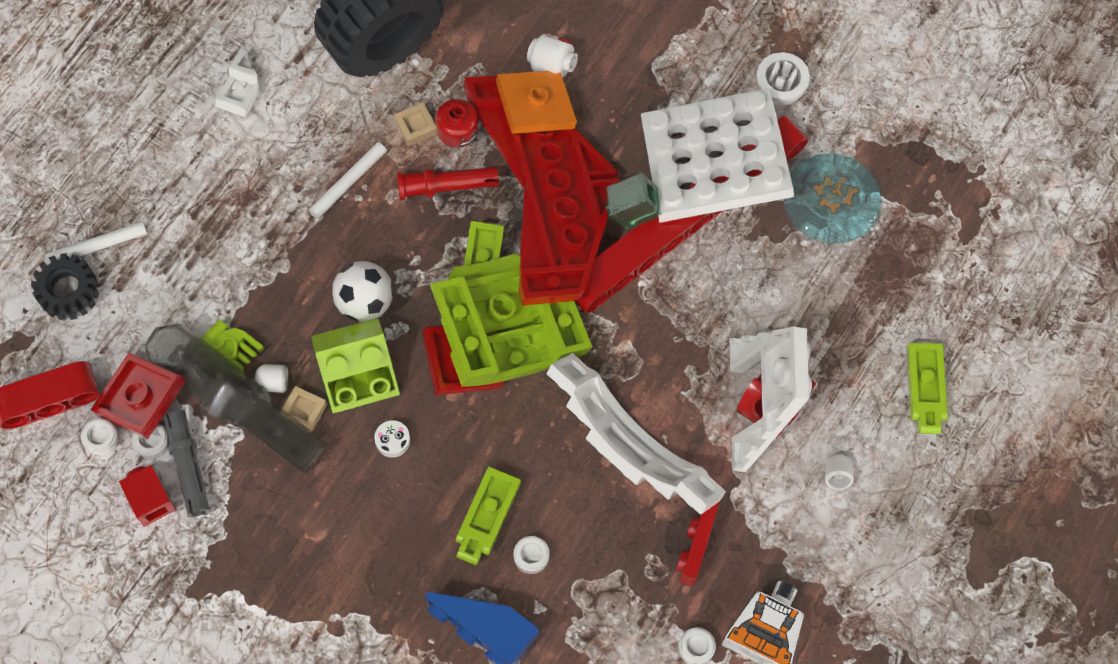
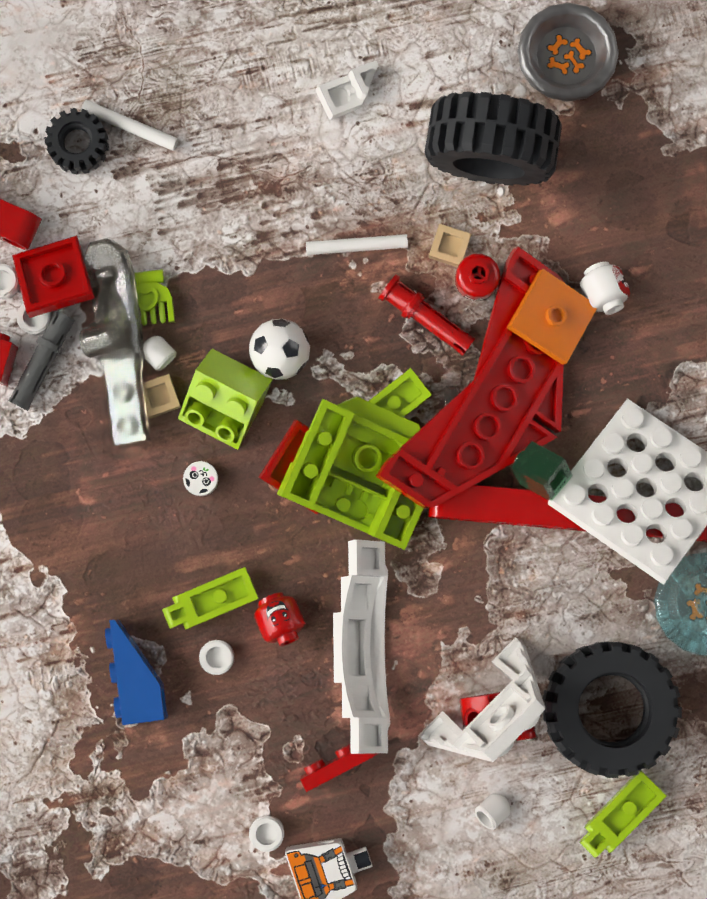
camera: 50 degrees right, 15 degrees up
(550, 480) = (279, 619): none -> red head
(870, 285) = (658, 717): none -> black tyre

